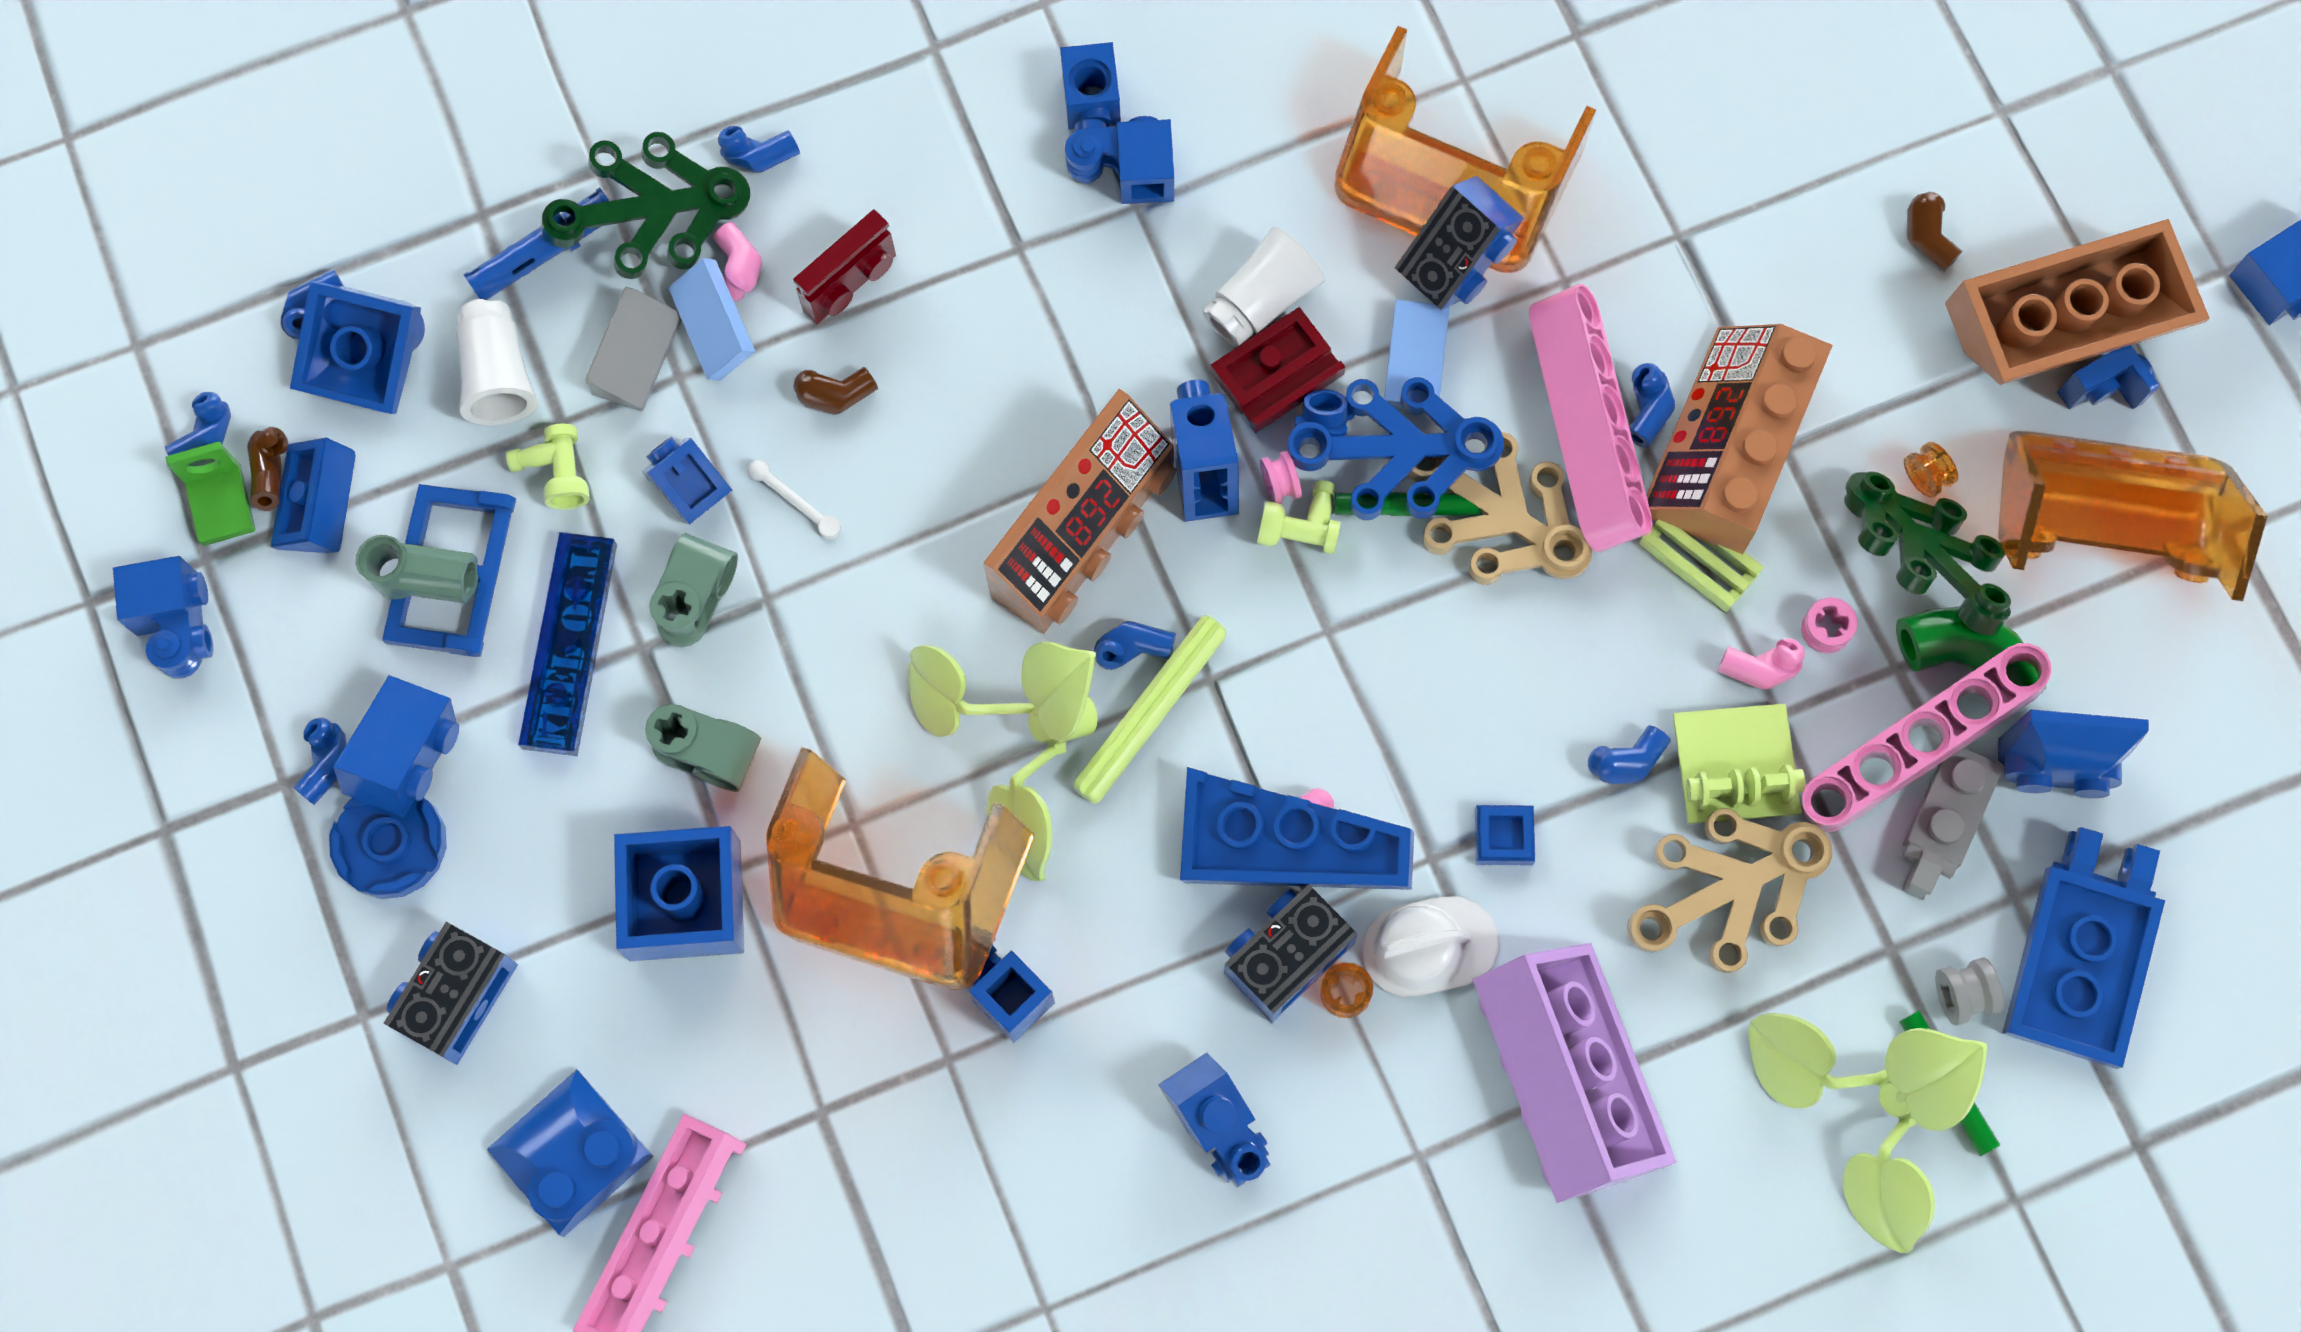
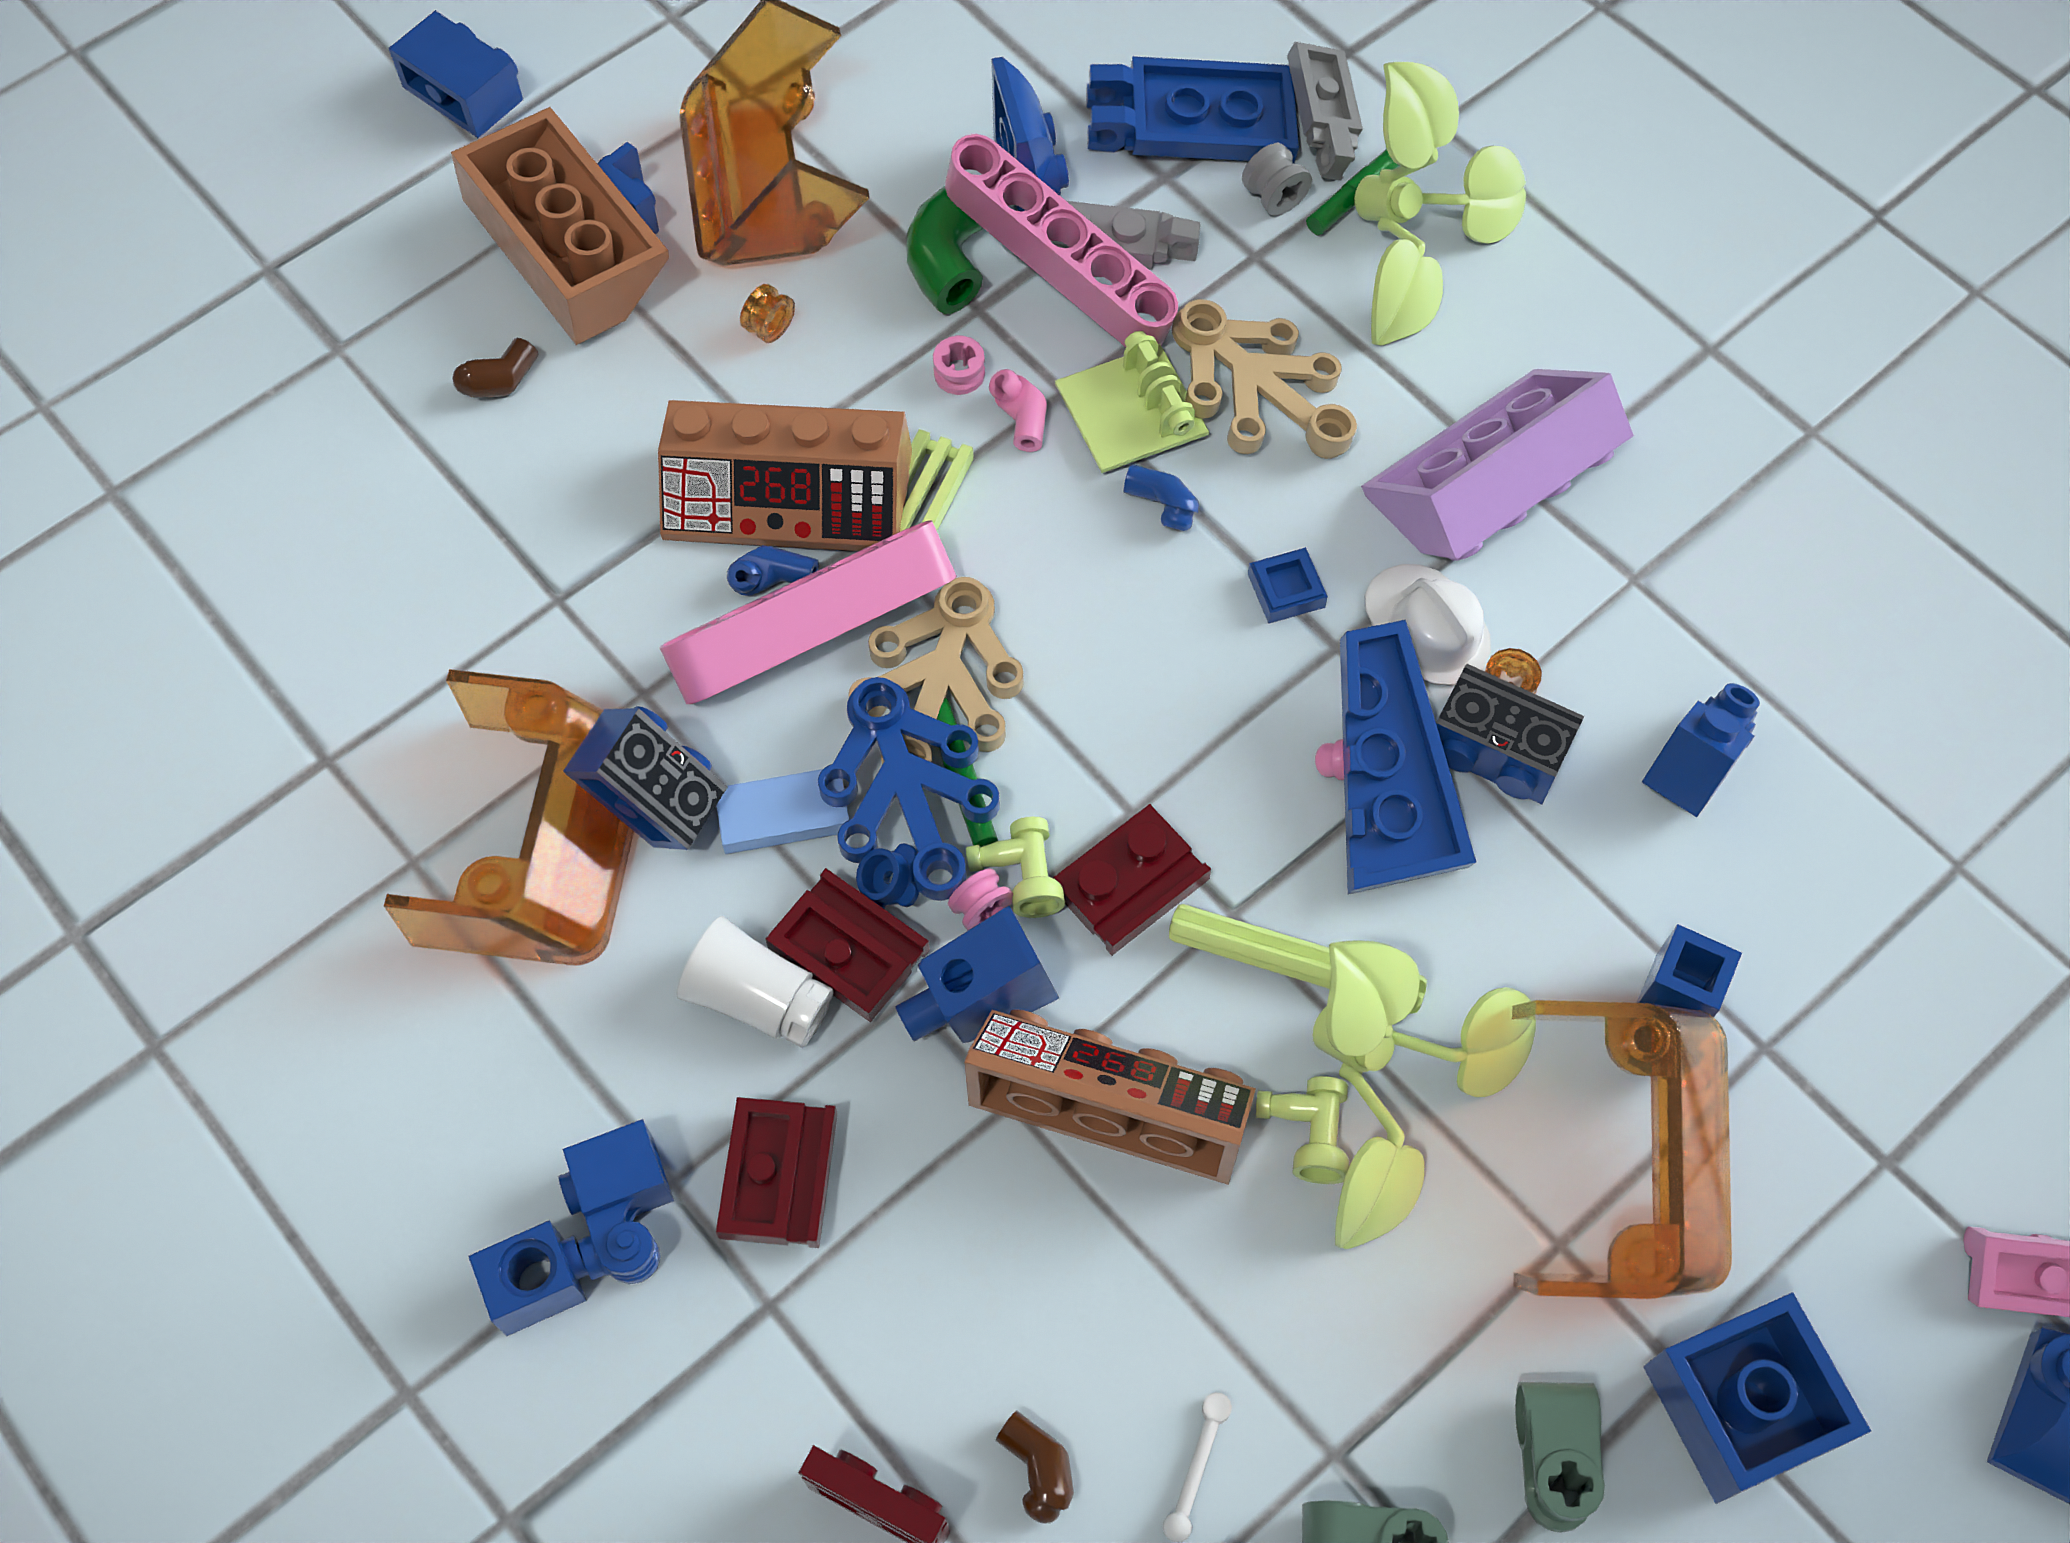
camera: 110 degrees left, 10 degrees down
(980, 663) = (1320, 1159): none -> yellowish green piece
(1110, 271) = (777, 1172): none -> dark red plate
(1130, 641) = (1227, 1007): blue arm -> none
(1265, 606) = (1131, 879): none -> dark red plate
(1926, 549) = (817, 347): dark green plant -> none
(2064, 1081) = (1326, 105): none -> light grey hinge

